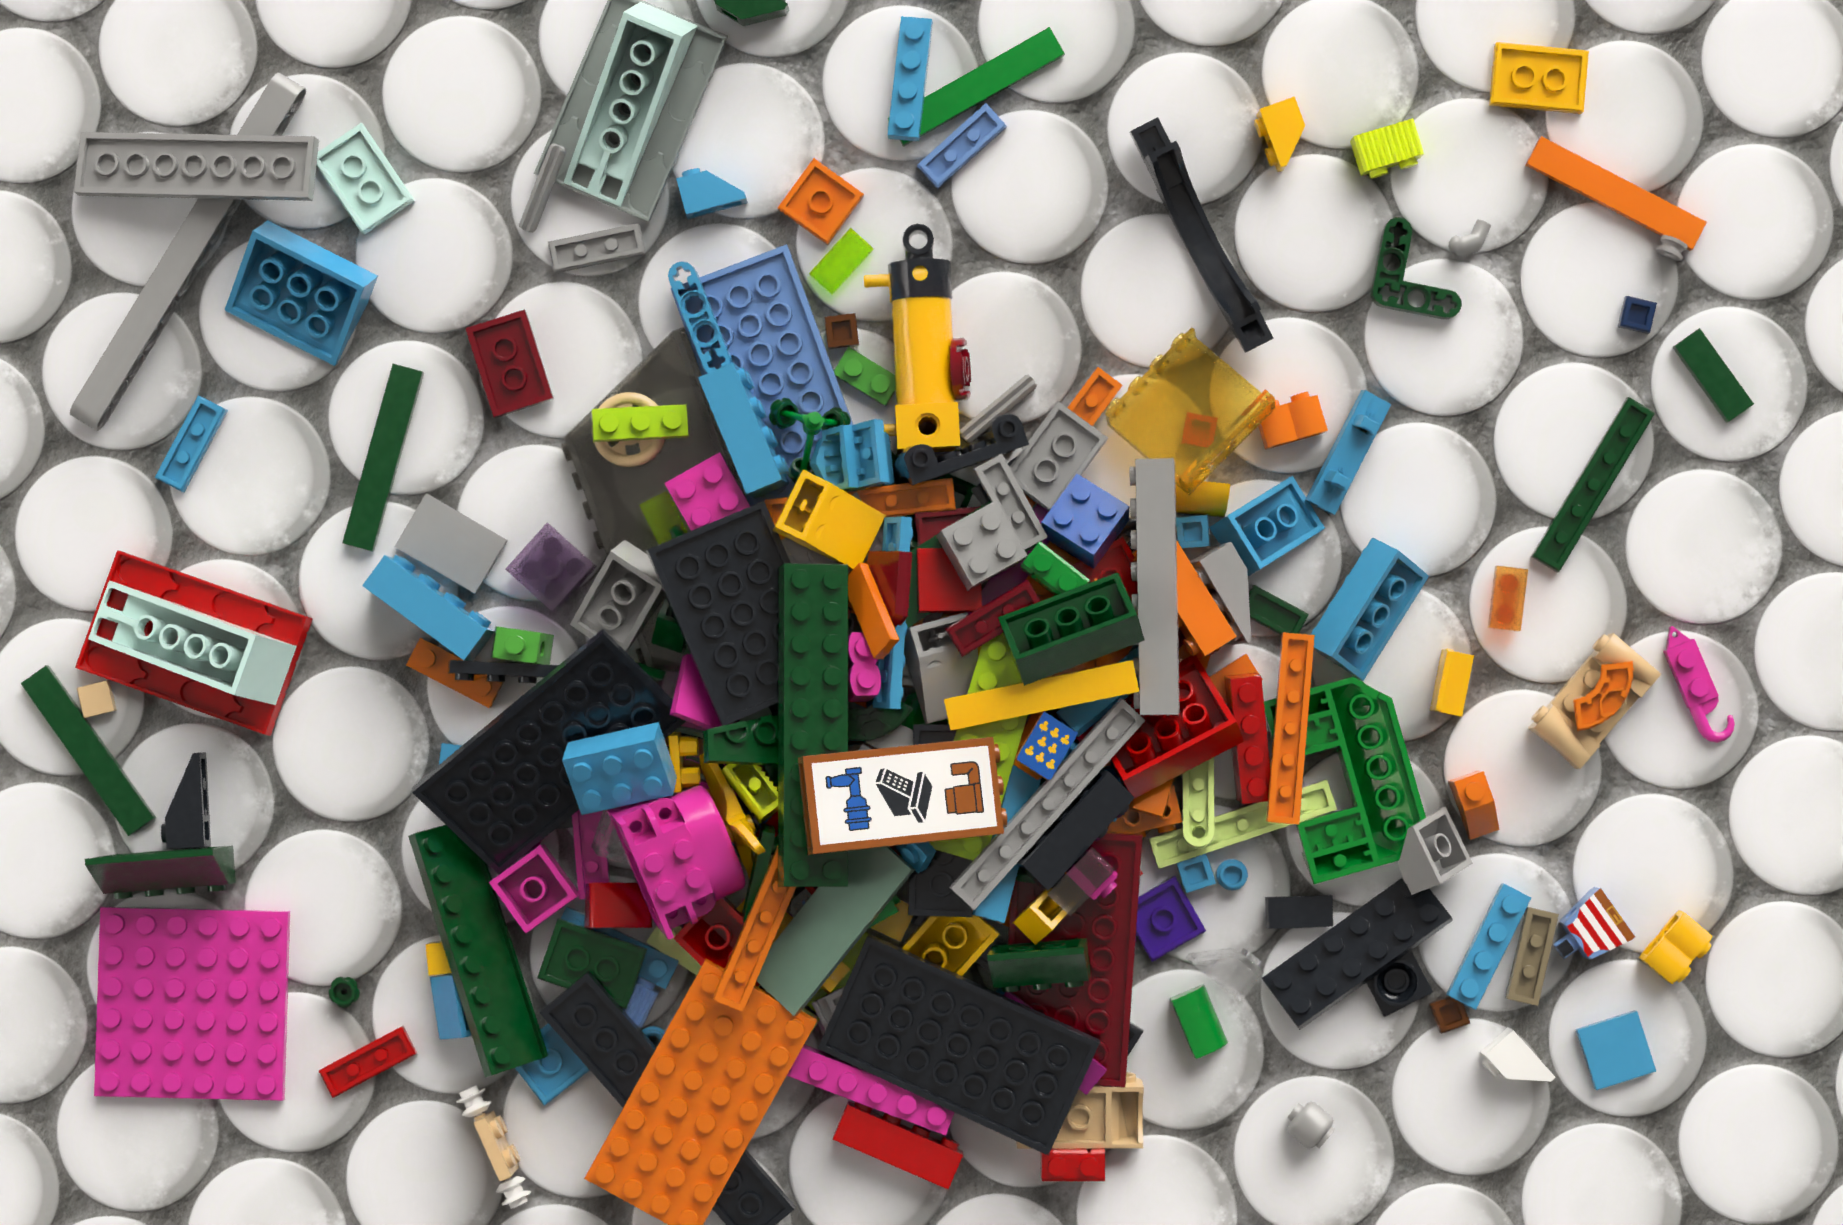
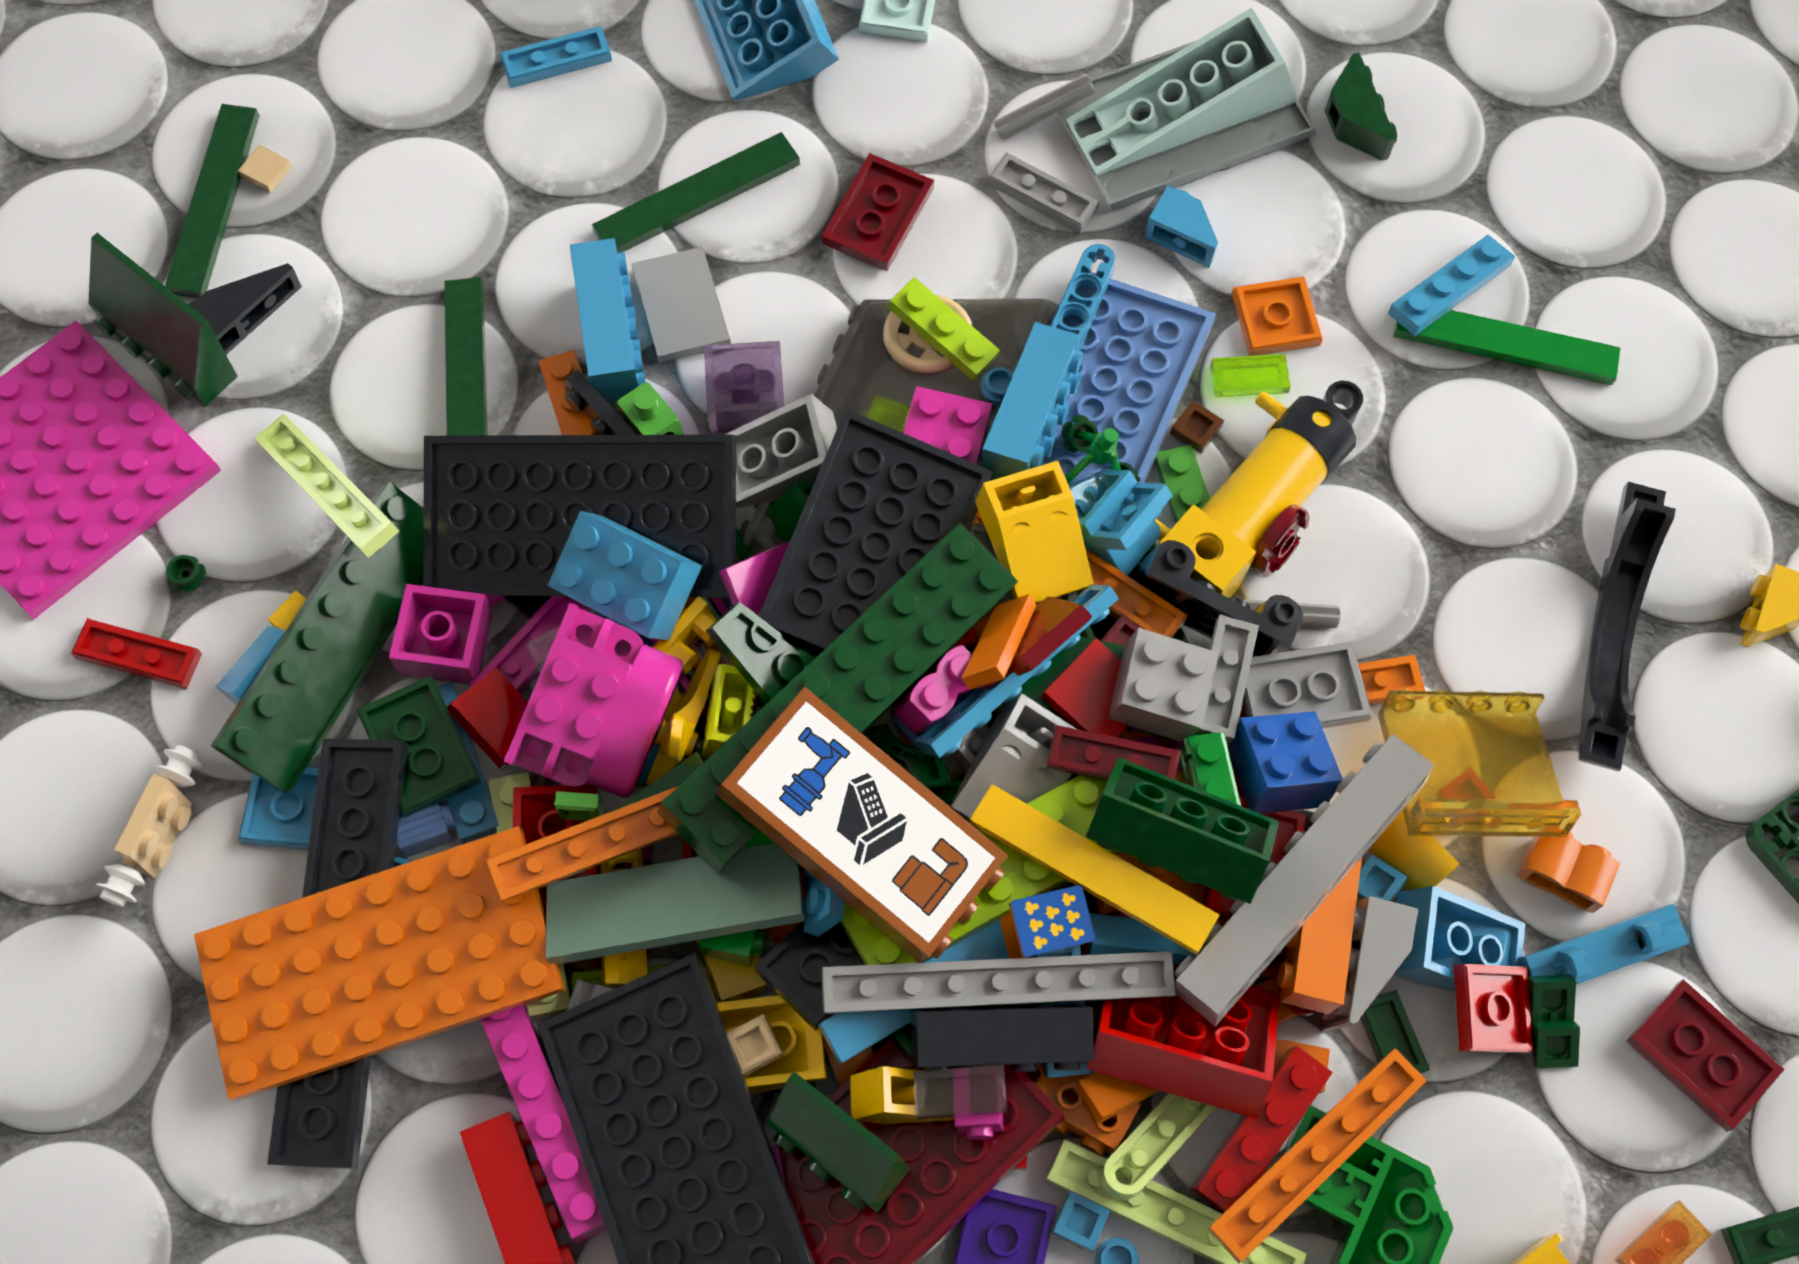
camera: 40 degrees right, 20 degrees down
(193, 643) = (389, 196): piece -> none
(368, 712) = (465, 357): none -> dark green tile
(377, 869) = (327, 485): none -> yellowish green plate
(704, 426) = (995, 384): none -> dark azure plate
(724, 917) = (578, 806): none -> bright green tile
(945, 952) = (754, 1045): none -> tan tile
(961, 146) = (1449, 376): medium blue tile -> none
(1315, 549) = (1493, 1008): none -> tile
(1351, 521) = (1552, 1021): none -> dark green slope
(1368, 608) = (1501, 1118): dark azure slope -> none
(1449, 465) = (1705, 1055): none -> dark red plate

